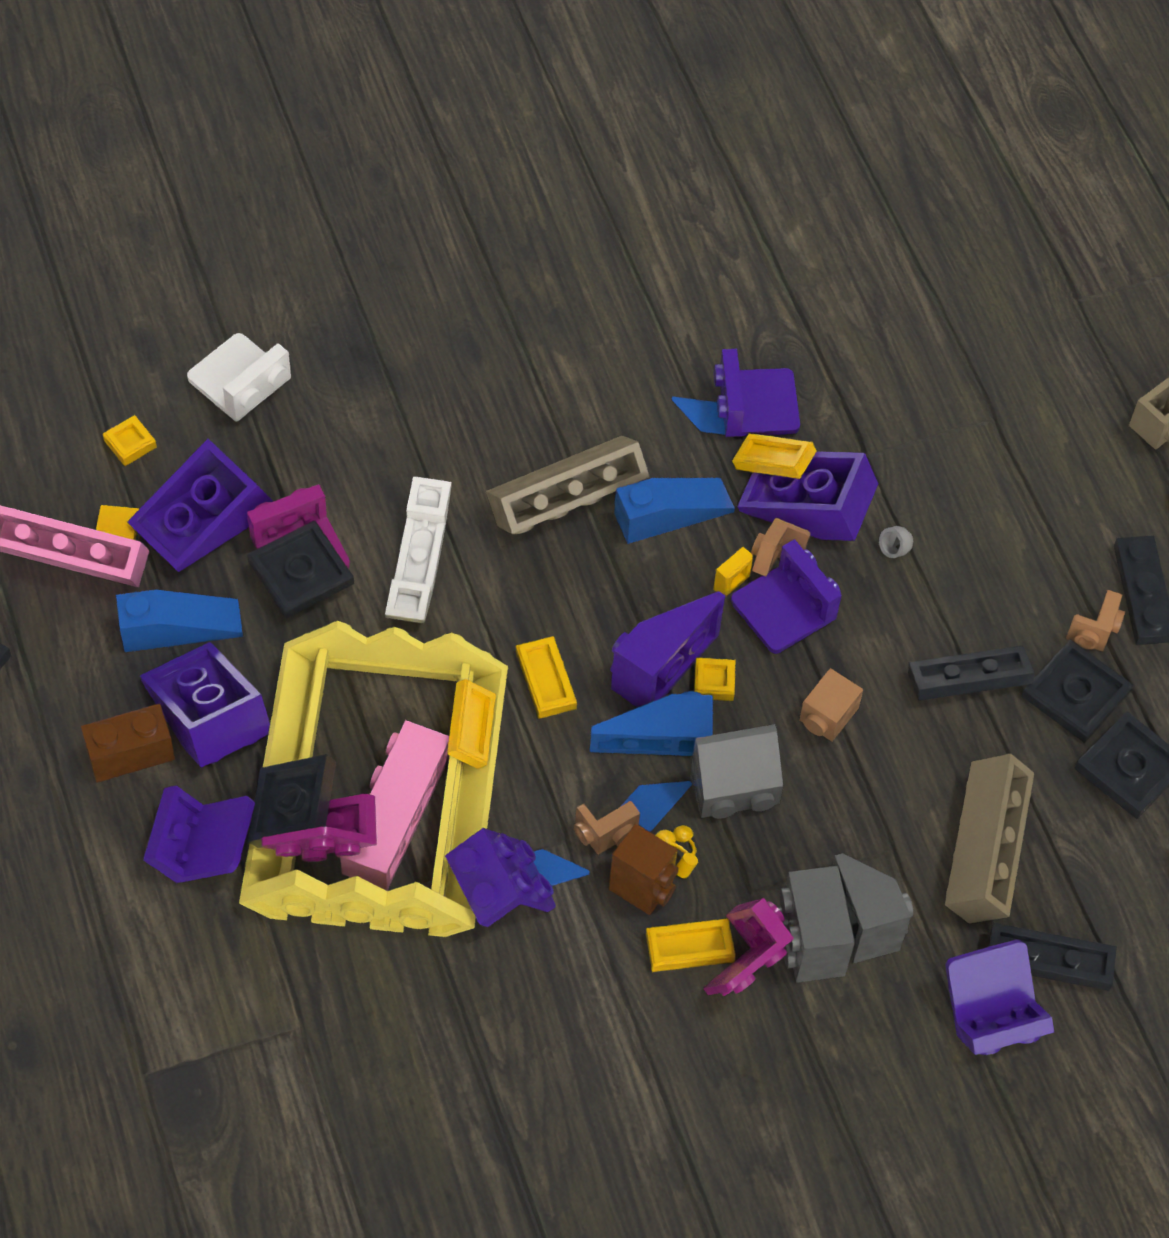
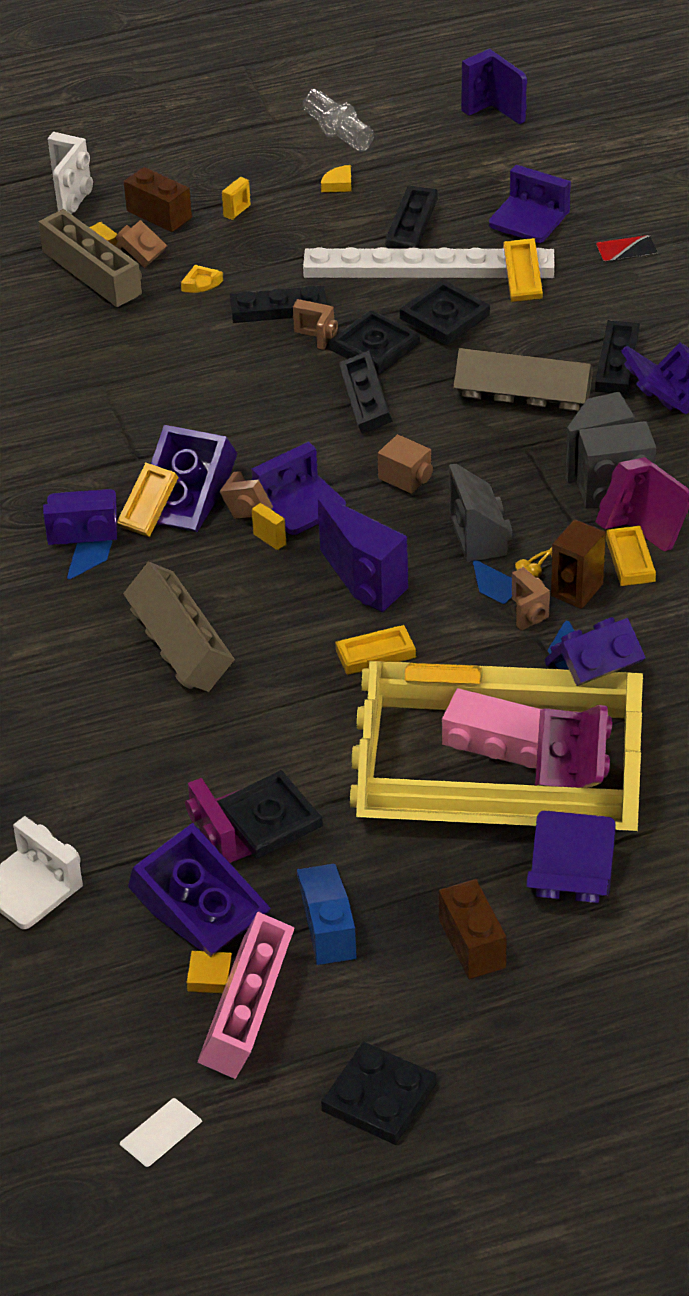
camera: 85 degrees left, 15 degrees down
(129, 440) = (101, 971): yellow tile -> none
(208, 704) = (405, 880): dark purple slope -> none
(292, 797) = (542, 775): black plate -> none
(419, 550) = (246, 738): white slope -> none
(658, 727) = (429, 566): blue slope -> none
(668, 505) = (198, 571): blue slope -> none
(892, 537) = (239, 430): light grey hinge -> none

